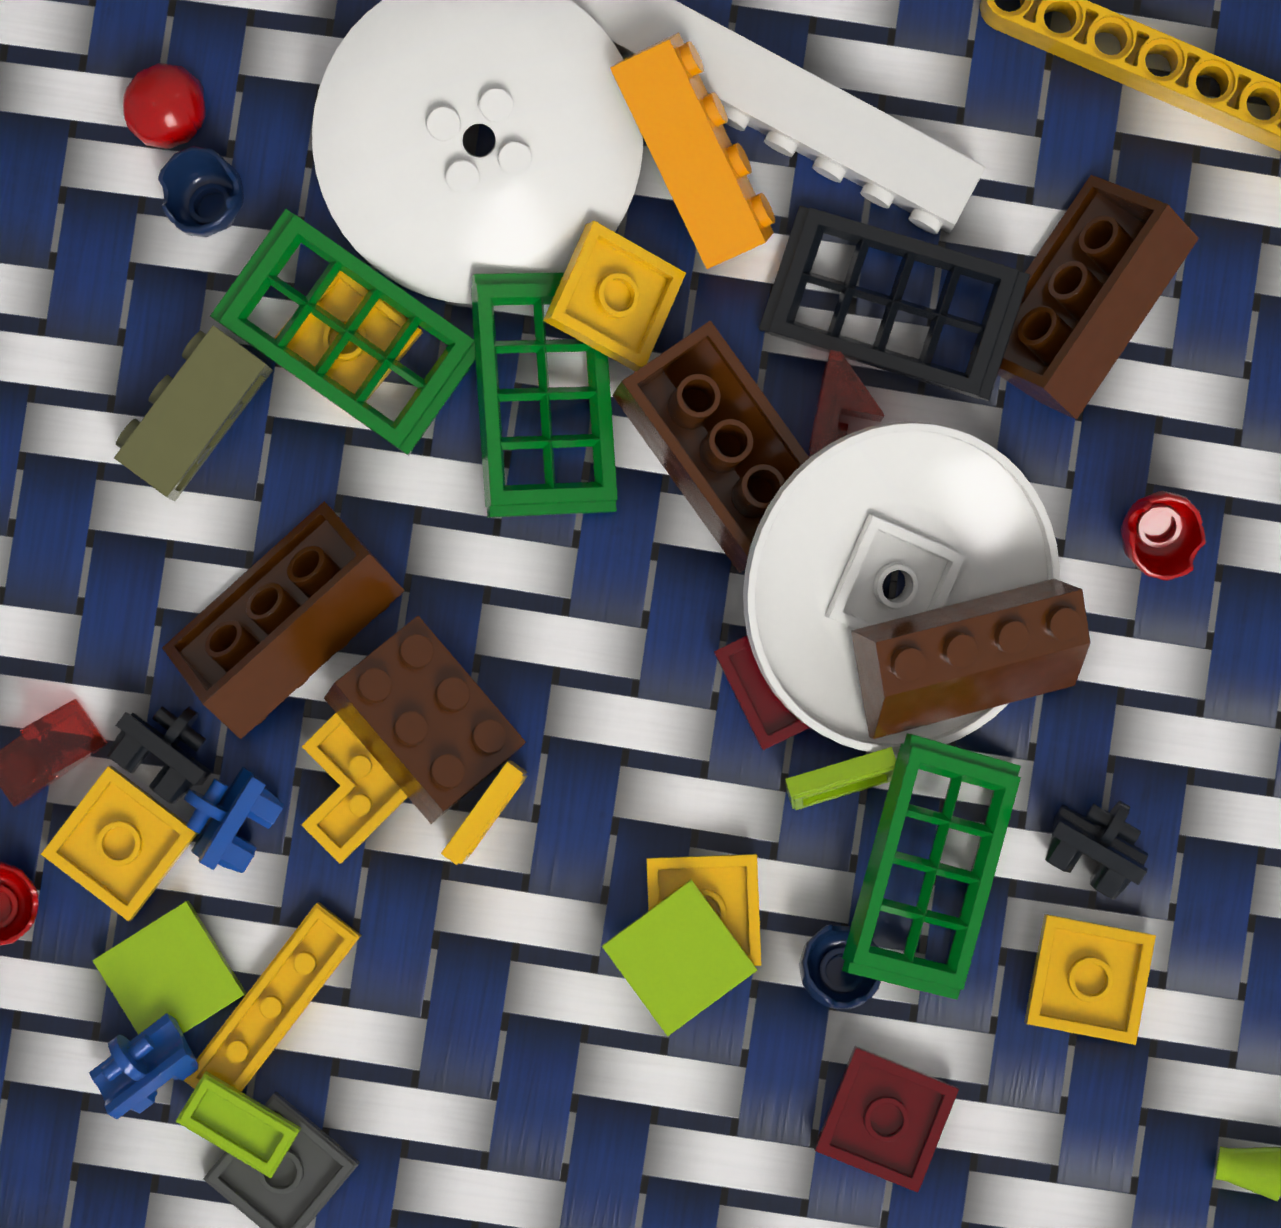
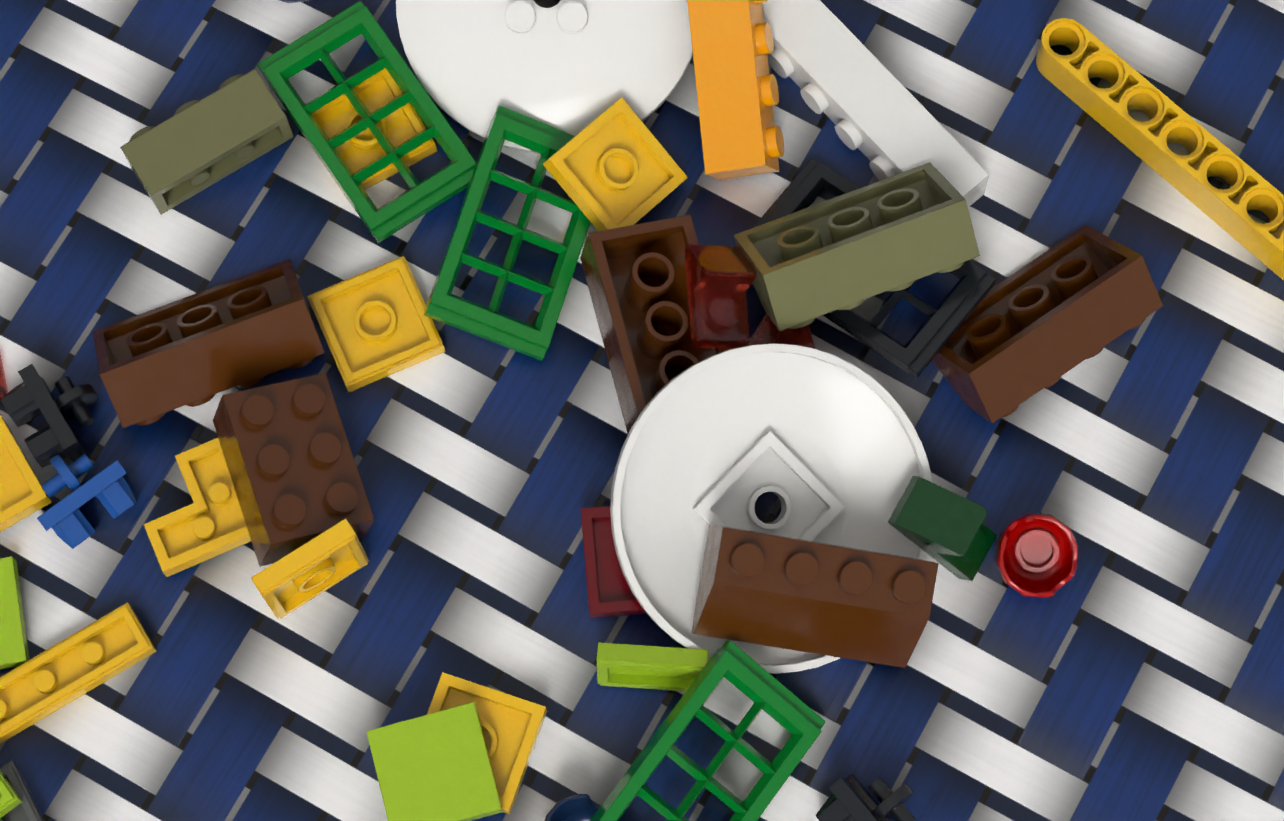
camera: 25 degrees right, 15 degrees down
(437, 535) = (376, 324): none -> yellow tile
(768, 392) = (718, 295): none -> clear red slope
(888, 294) = (858, 246): none -> olive slope
(1067, 542) = (944, 526): none -> dark green slope

